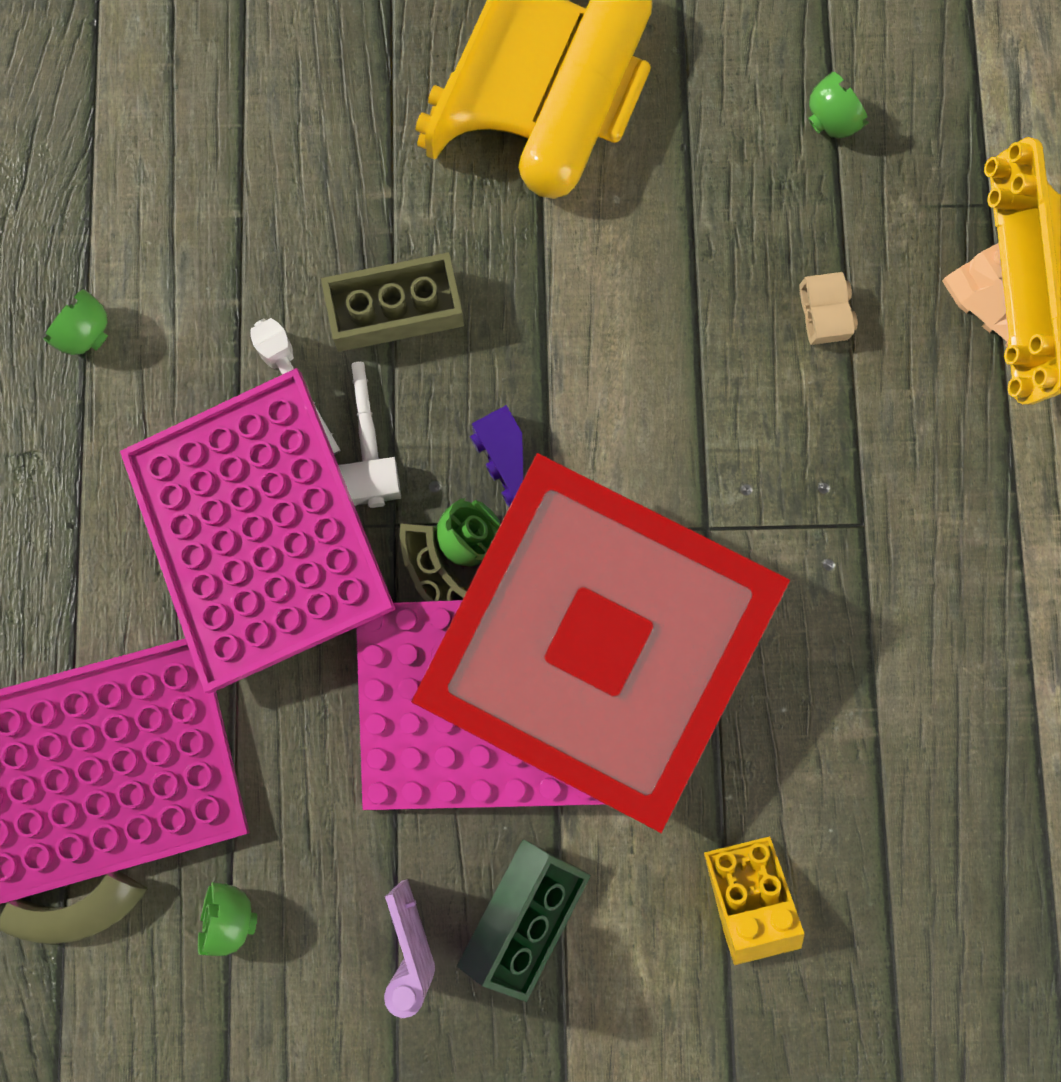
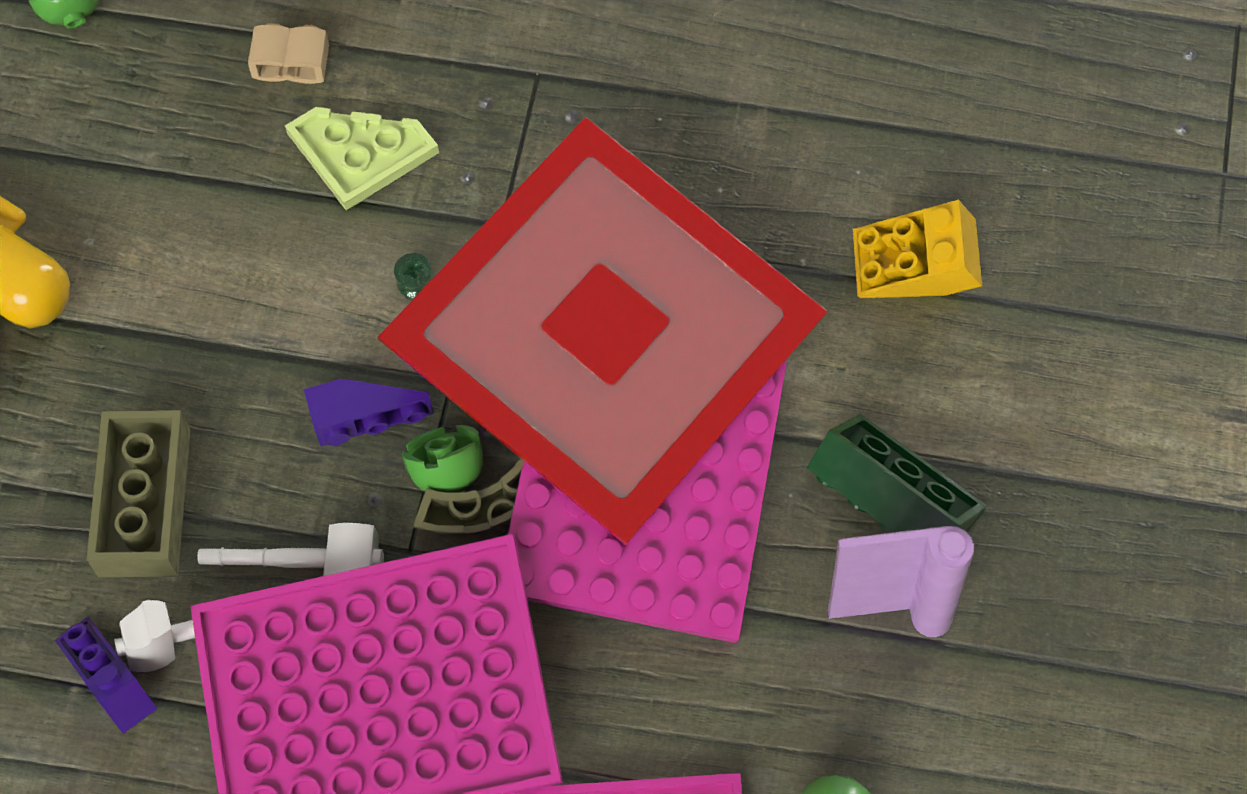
camera: 70 degrees left, 15 degrees down
(229, 331) = (105, 674): none -> dark purple slope
(631, 472) = (407, 281): none -> clear green wheel
(747, 392) = (359, 150): none -> yellowish green plate

